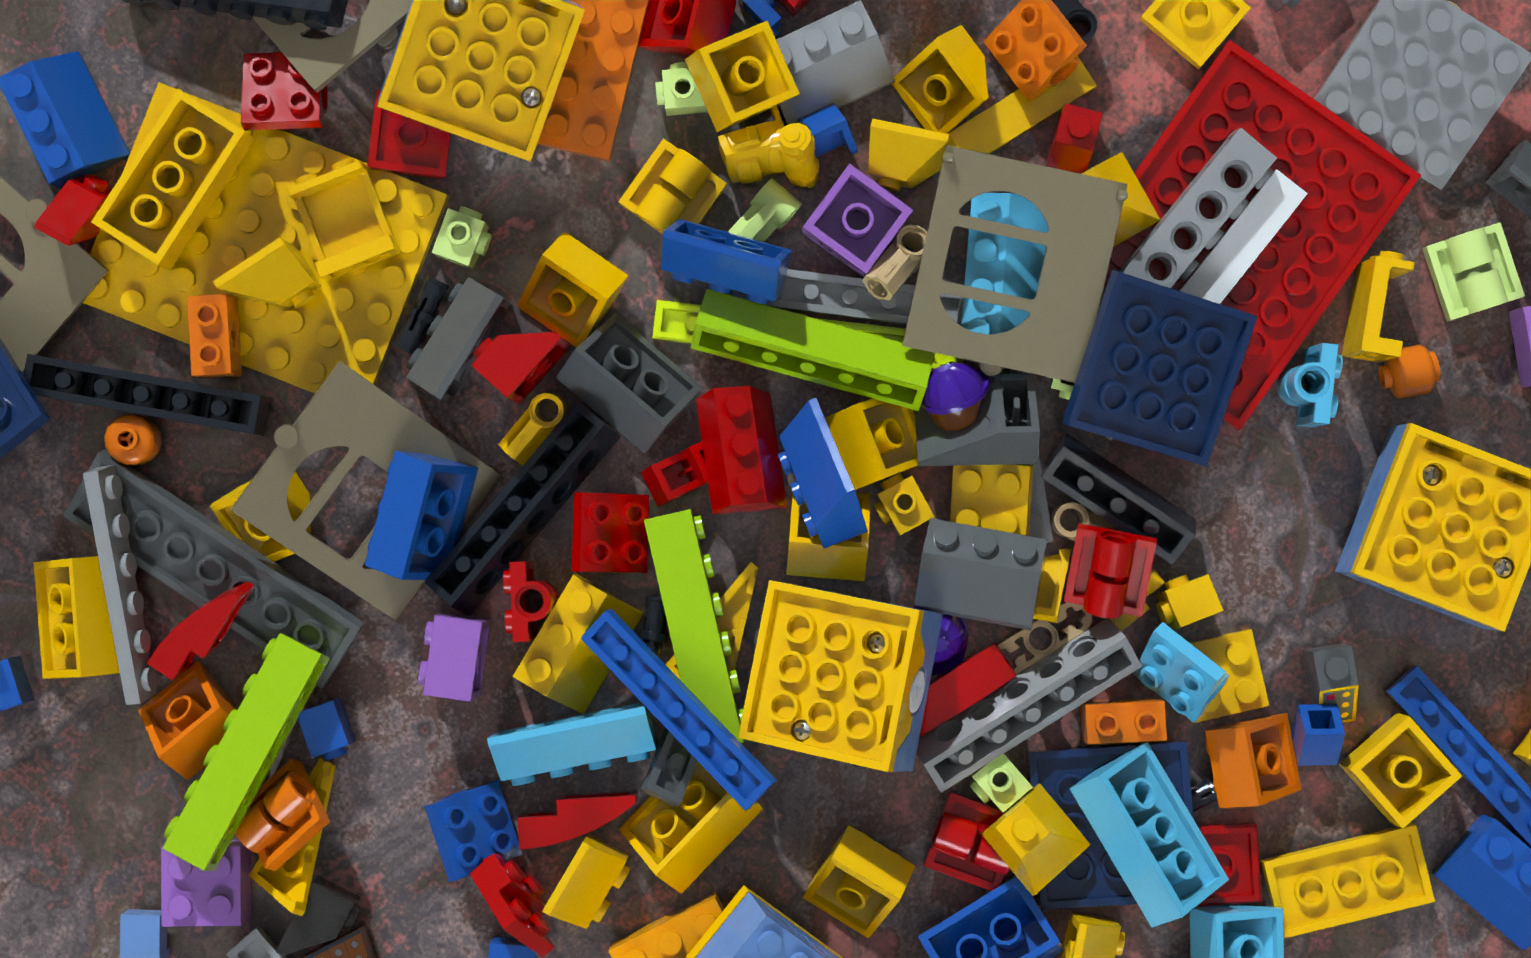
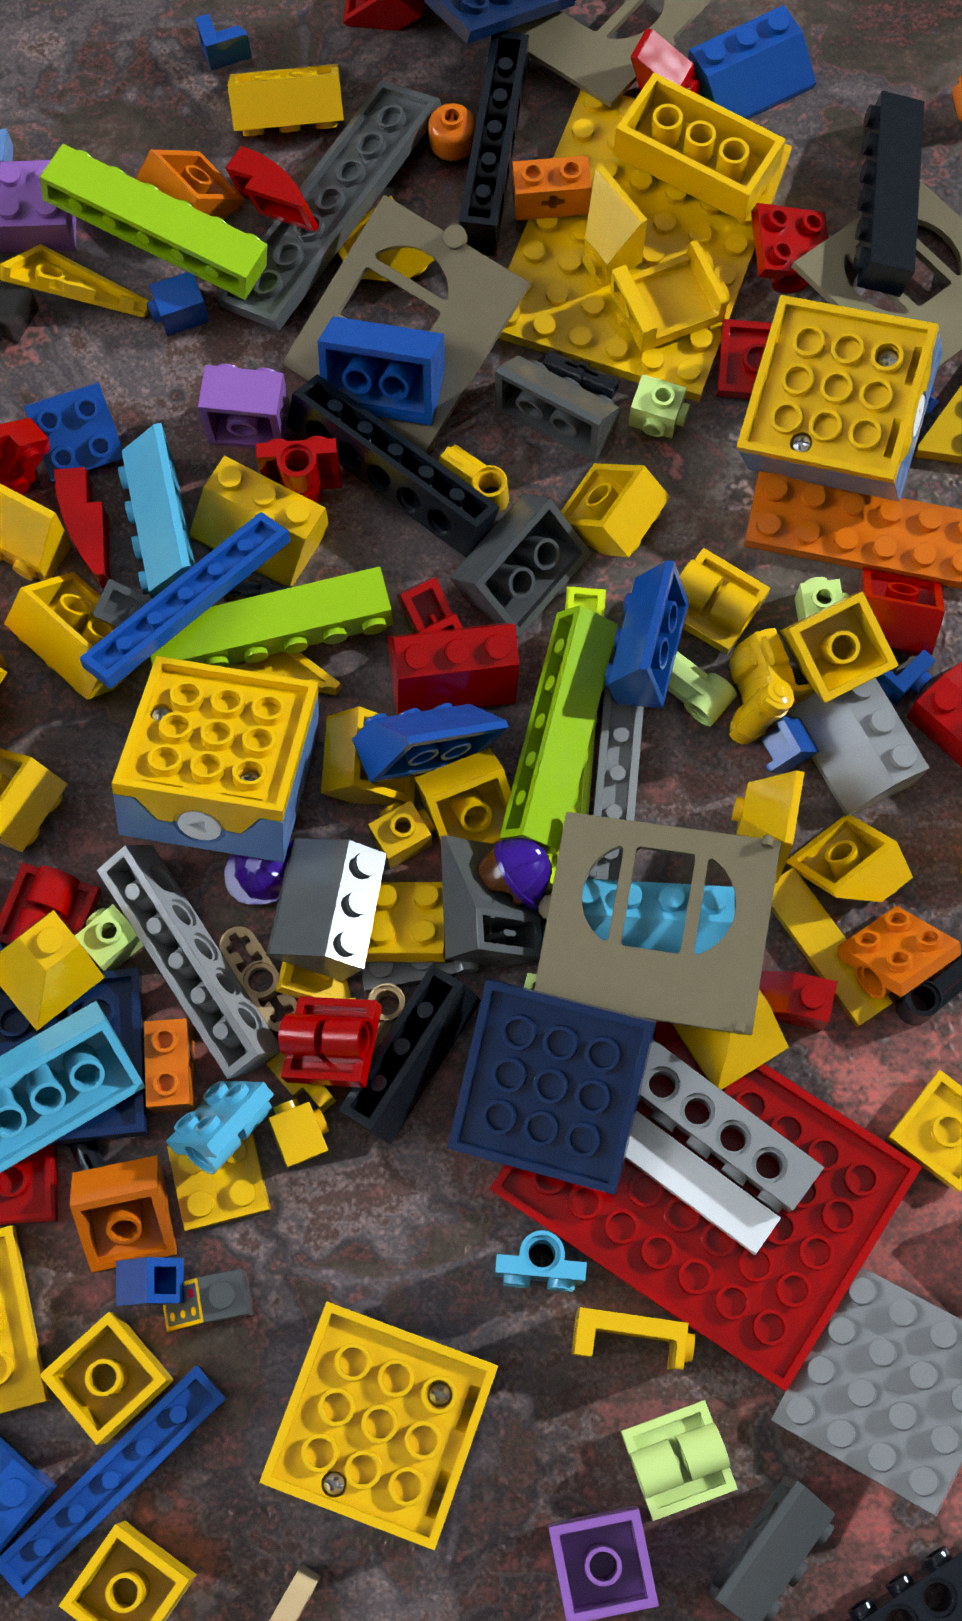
camera: 85 degrees right, 15 degrees down
(120, 585) = (317, 119): light grey plate -> none
(282, 816) = (93, 260): orange plate -> none
(519, 361) = (532, 444): red slope -> none
(610, 532) = (369, 539): red plate -> none
(857, 220) = (696, 774): medium lavender brick -> none
(896, 263) = (643, 804): tan piece -> none
(965, 685) = (207, 893): red slope -> none
(1411, 373) = (560, 1382): orange head -> none

